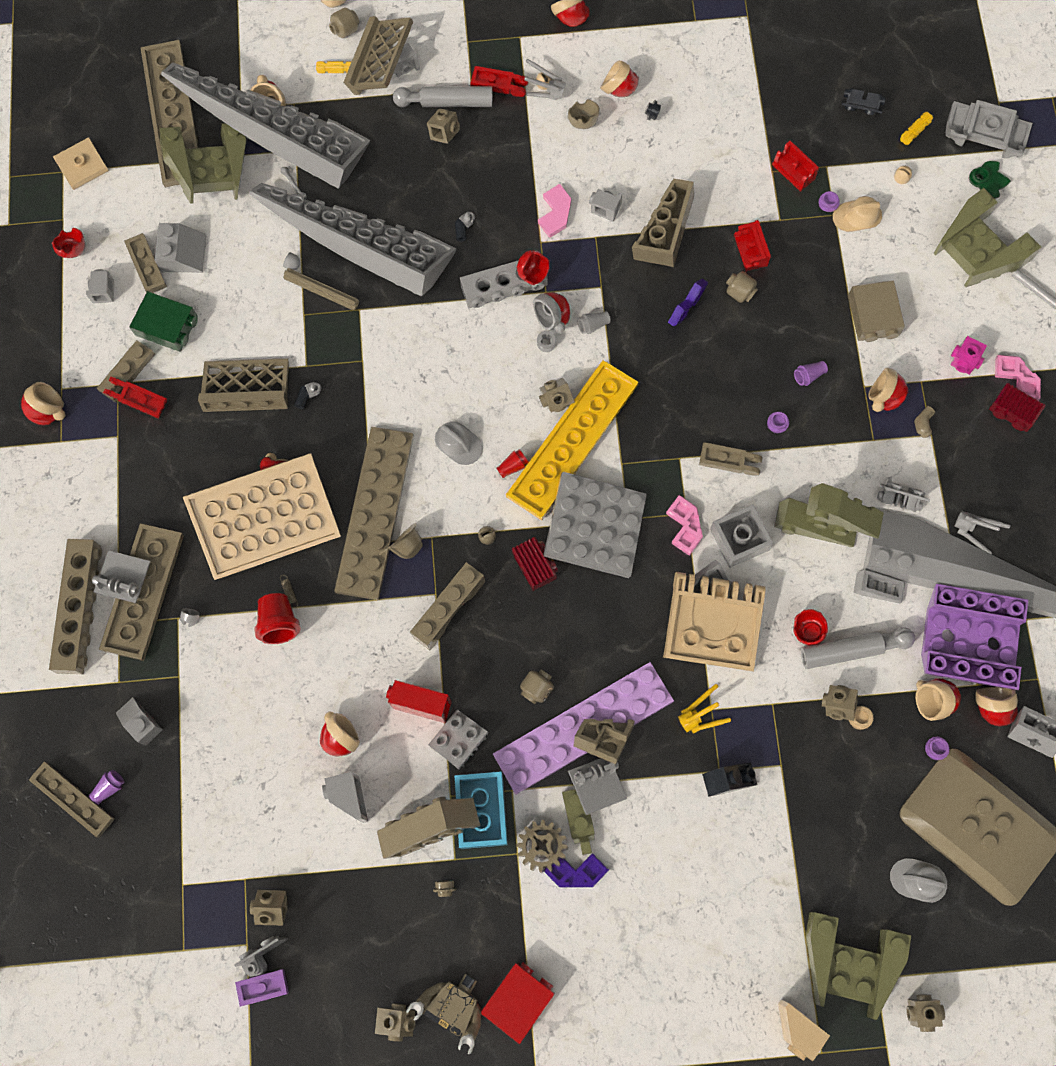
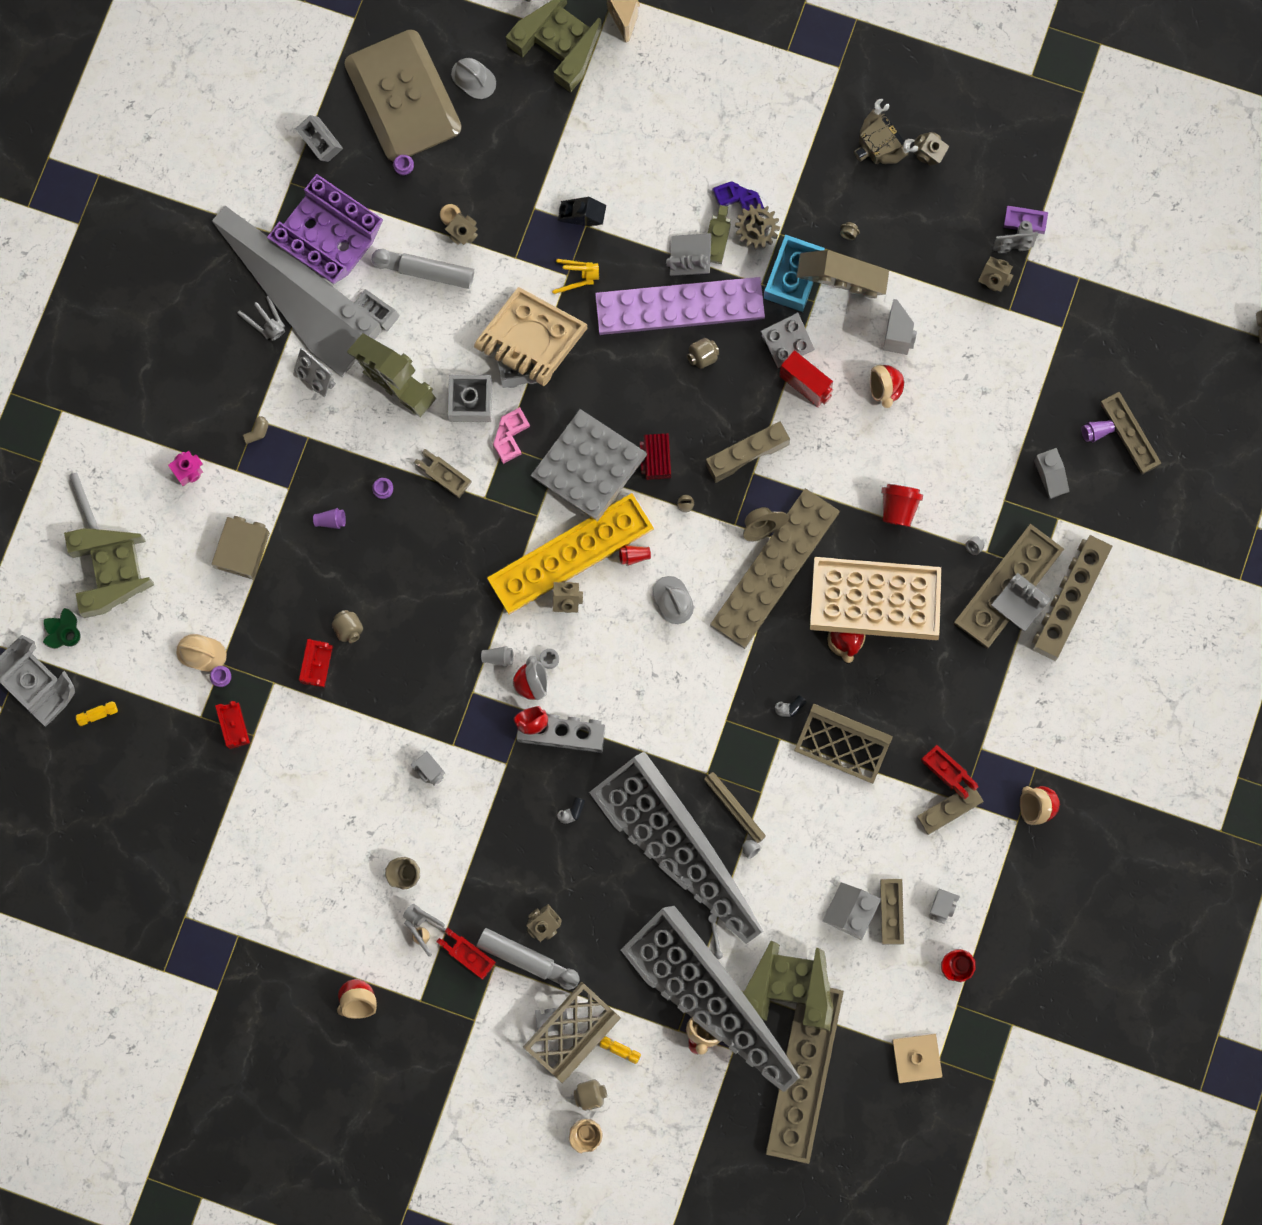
camera: 155 degrees left, 5 degrees up
(164, 321) = (895, 839): dark green brick -> none
(288, 590) = (879, 530): dark tan piece -> none
(518, 1002) = (828, 123): red brick -> none
(560, 204) = (469, 792): bright pink tile -> none
(603, 738) = (667, 284): dark tan slope -> none
(620, 80) = (350, 894): piece -> none
(652, 110) = (333, 848): black plate -> none
(665, 229) = (385, 715): dark tan wedge -> none
(693, 297) = (399, 635): dark purple tile -> none
(810, 627) = (453, 299): red hair -> none
(870, 104) = (138, 764): black hinge -> none
(888, 391) = (274, 469): tan piece -> none
(903, 175) = (141, 671): tan hinge -> none
(937, 698) = (382, 198): tan piece -> none
(997, 705) = (339, 172): tan piece -> none
(1015, 368) = (146, 426): bright pink tile -> none
(1016, 407) = (172, 406): dark red brick -> none

